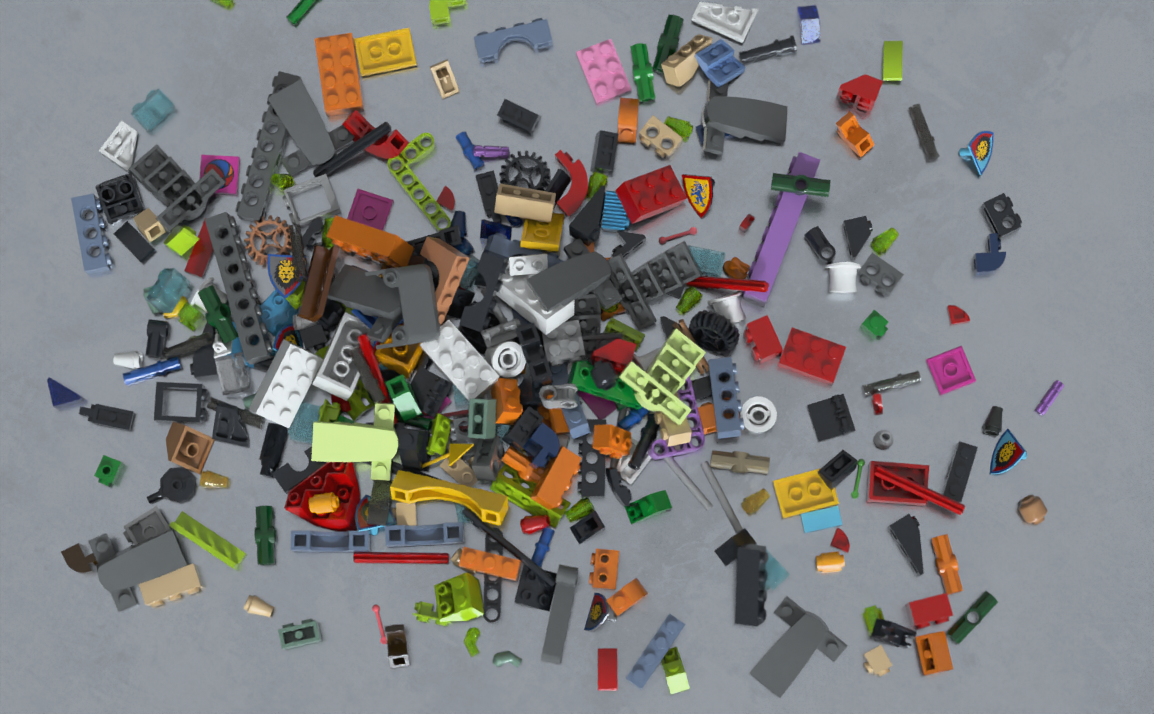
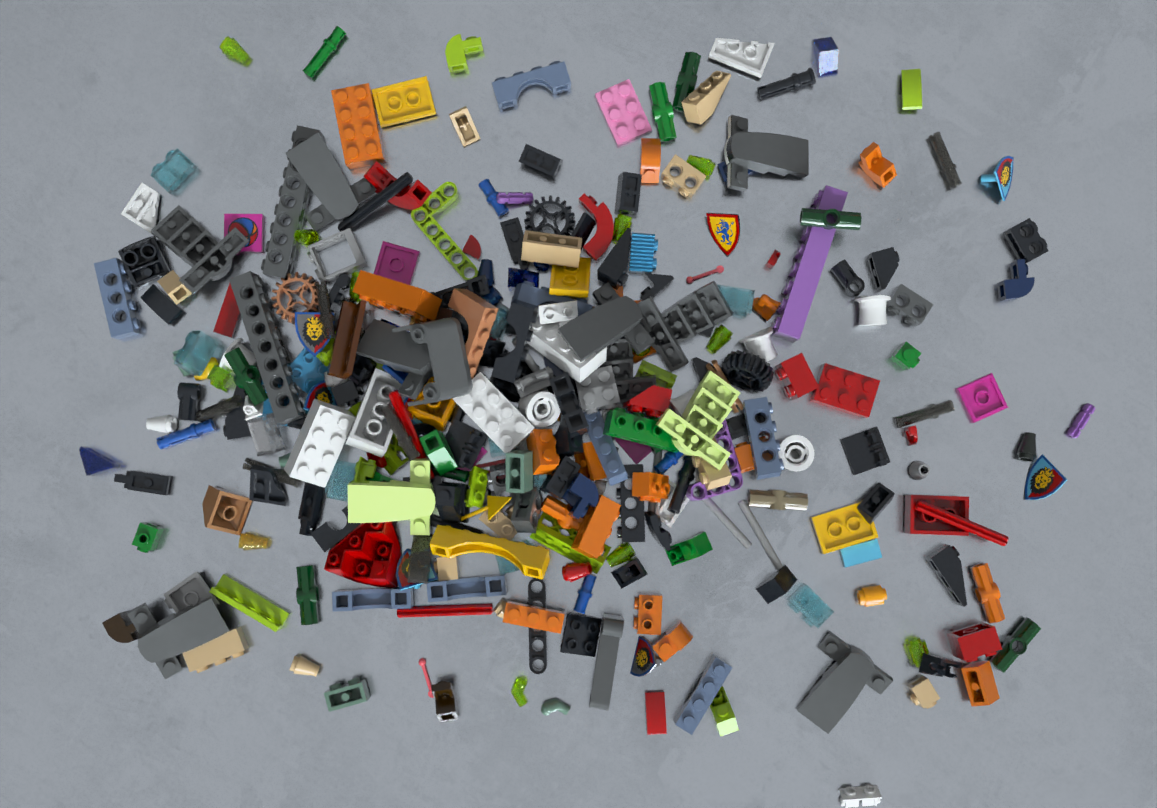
camera: 10 degrees left, 5 degrees up
(160, 403) = (195, 465): black window -> none
(176, 485) = (216, 548): black piece -> none
(181, 239) = (207, 300): lime slope -> none
(323, 503) = (363, 563): light orange brick -> none
(425, 612) = (487, 667): lime hinge -> none
(459, 598) = (504, 651): lime slope -> none
(478, 523) = (552, 597): black bar -> none
(562, 396) = (597, 444): light grey piece -> none
(604, 375) = (641, 423): black head -> none
(650, 194) = (677, 234): red brick -> none
(719, 63) = (739, 99): medium blue slope -> none
(730, 283) = (763, 322): red axle -> none
(751, 584) = (796, 625): black brick -> none
(754, 502) = (794, 538): clear yellow cone -> none
(840, 541) = (880, 573): red tile -> none
(860, 91) = (883, 122): red slope -> none
(861, 462) = (892, 526): bright green hinge -> none
(884, 240) = (910, 271): clear neon green cone -> none
(957, 315) = (985, 342): red tile -> none
(959, 471) = (1000, 490): black arch -> none
(1032, 509) = (1070, 534): medium nougat head -> none

